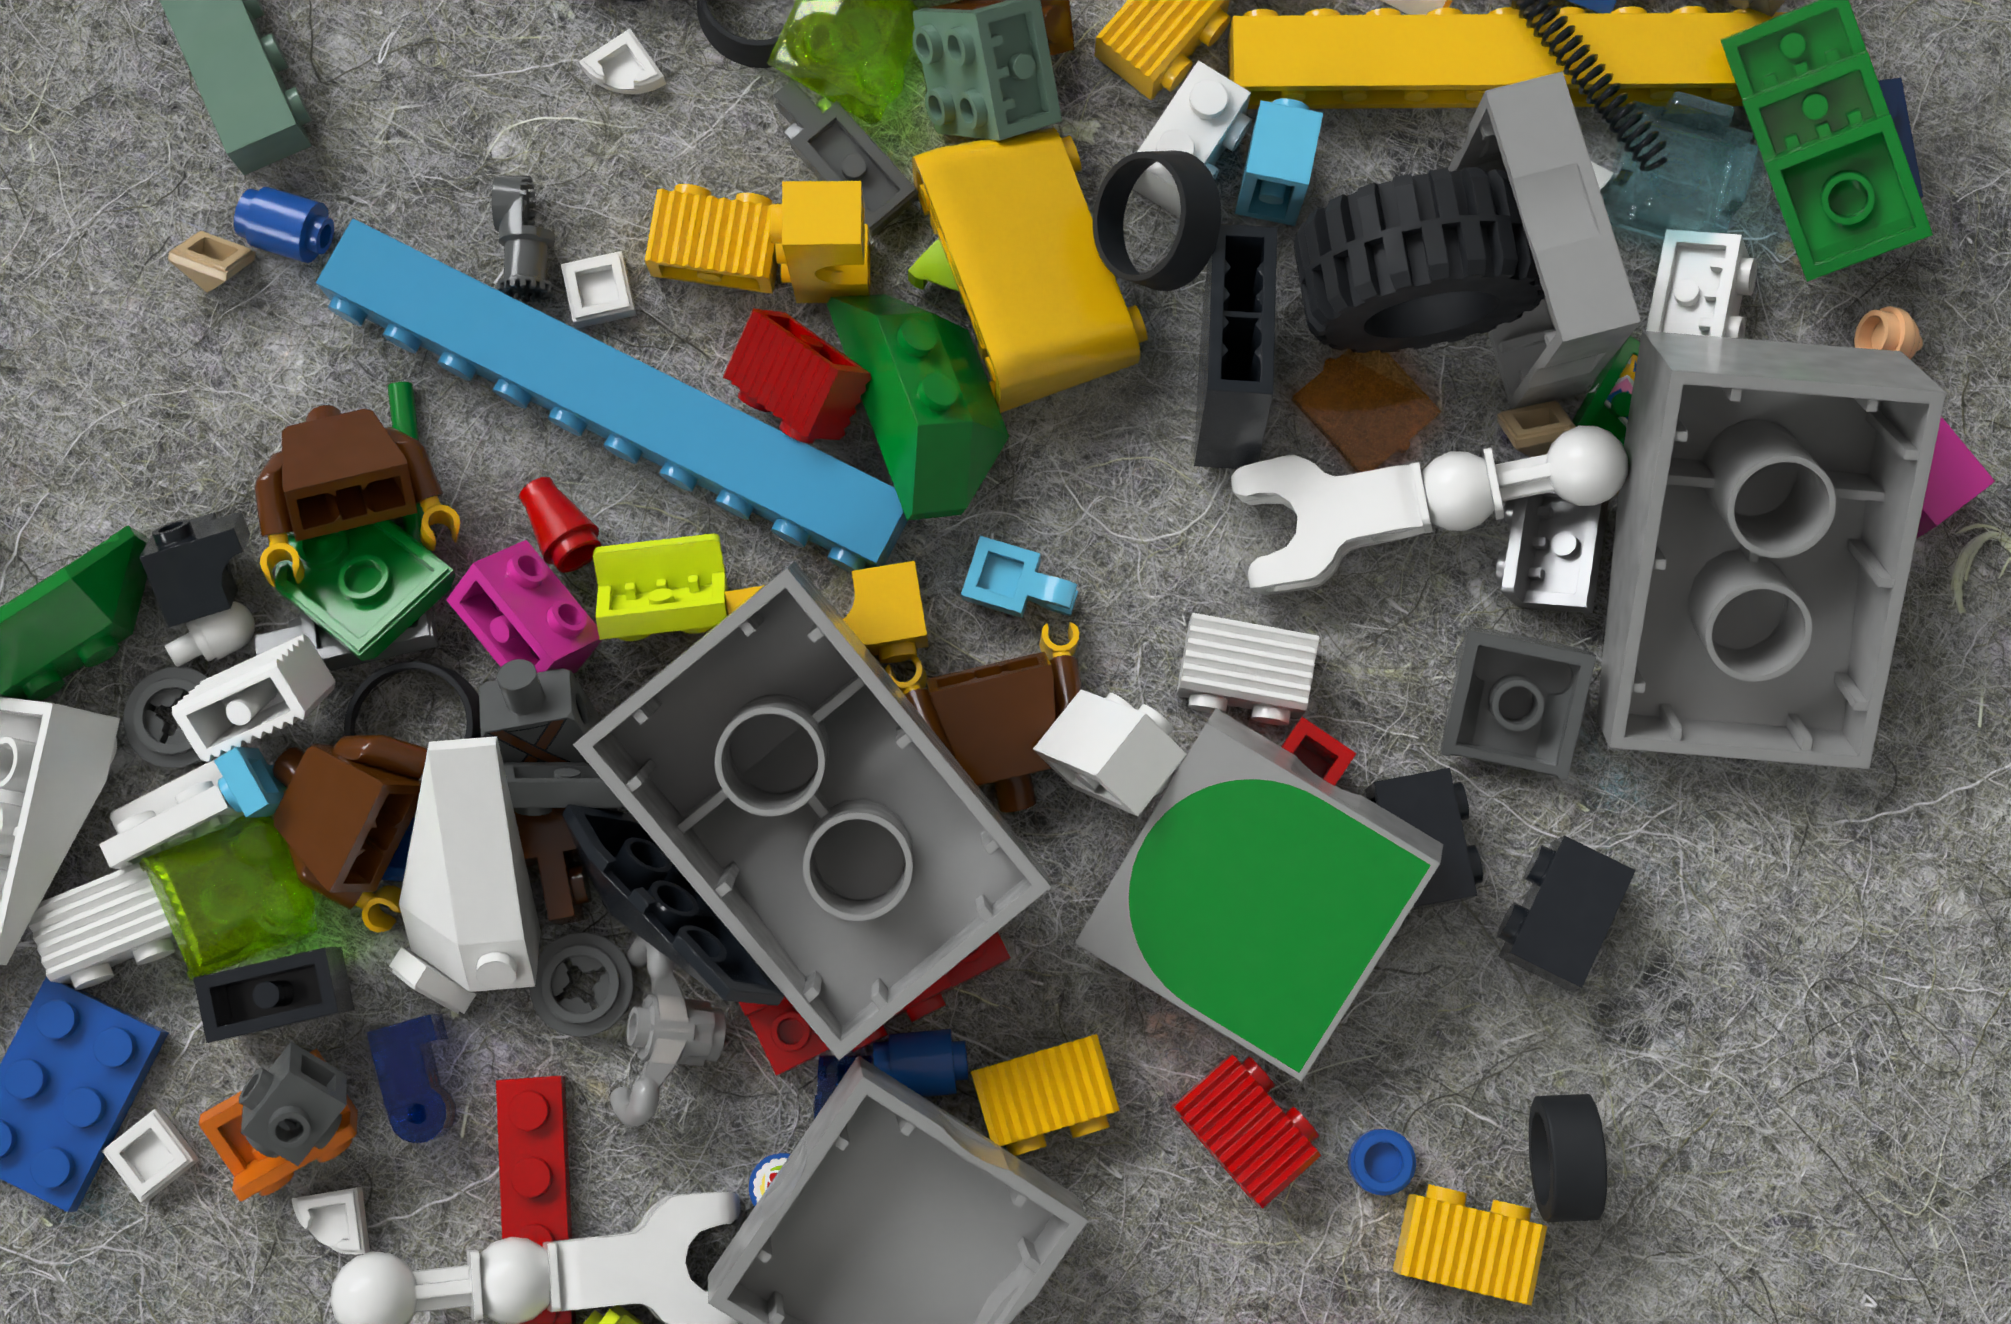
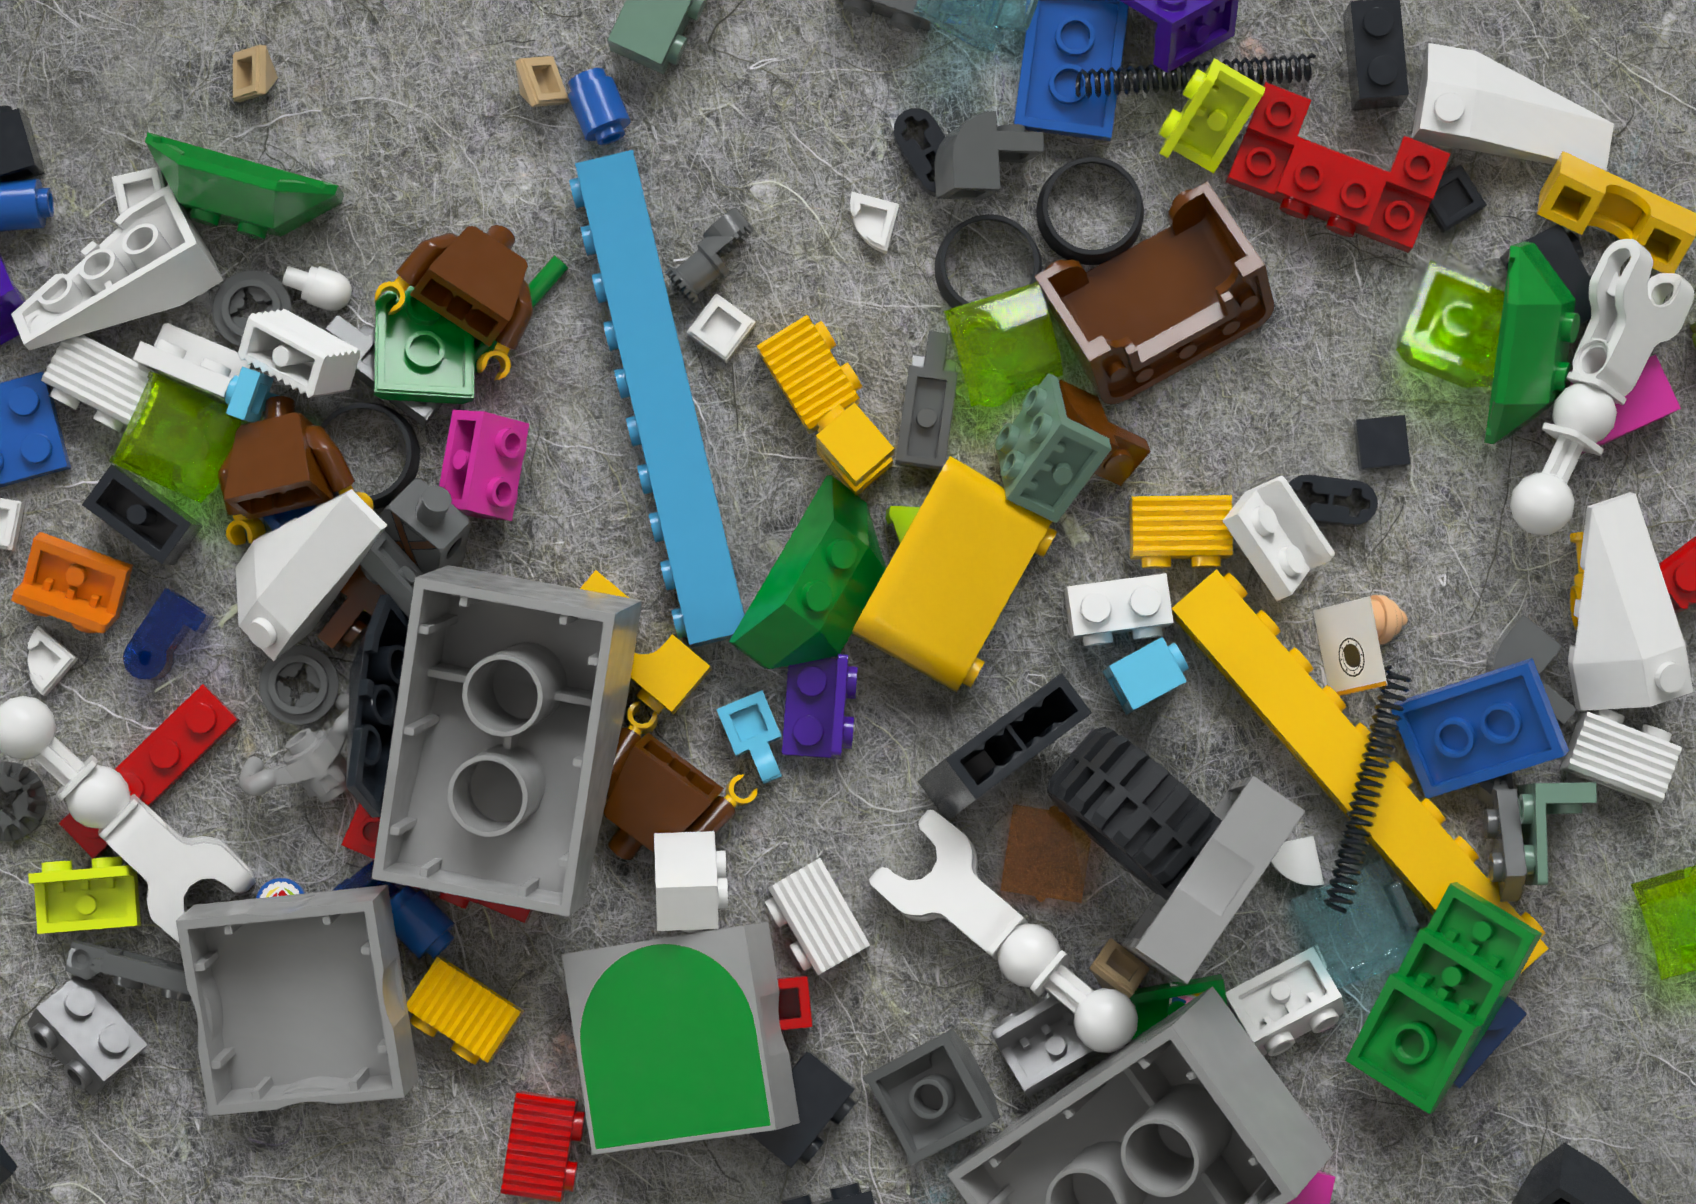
camera: 50 degrees right, 5 degrees up
(191, 565) = (347, 240): black brick -> none
(293, 1105) = (89, 585): dark grey brick -> none
(430, 981) = (225, 595): white tile -> none
(560, 527) = (556, 433): red cone -> none
(660, 587) = (568, 528): neon yellow bracket -> none
(795, 376) = (762, 498): red brick -> none
(1046, 492) = (817, 708): none -> dark purple bracket
(1197, 227) = (1058, 656): black tyre -> none
(1889, 330) = (1361, 1139): light nougat plate -> none

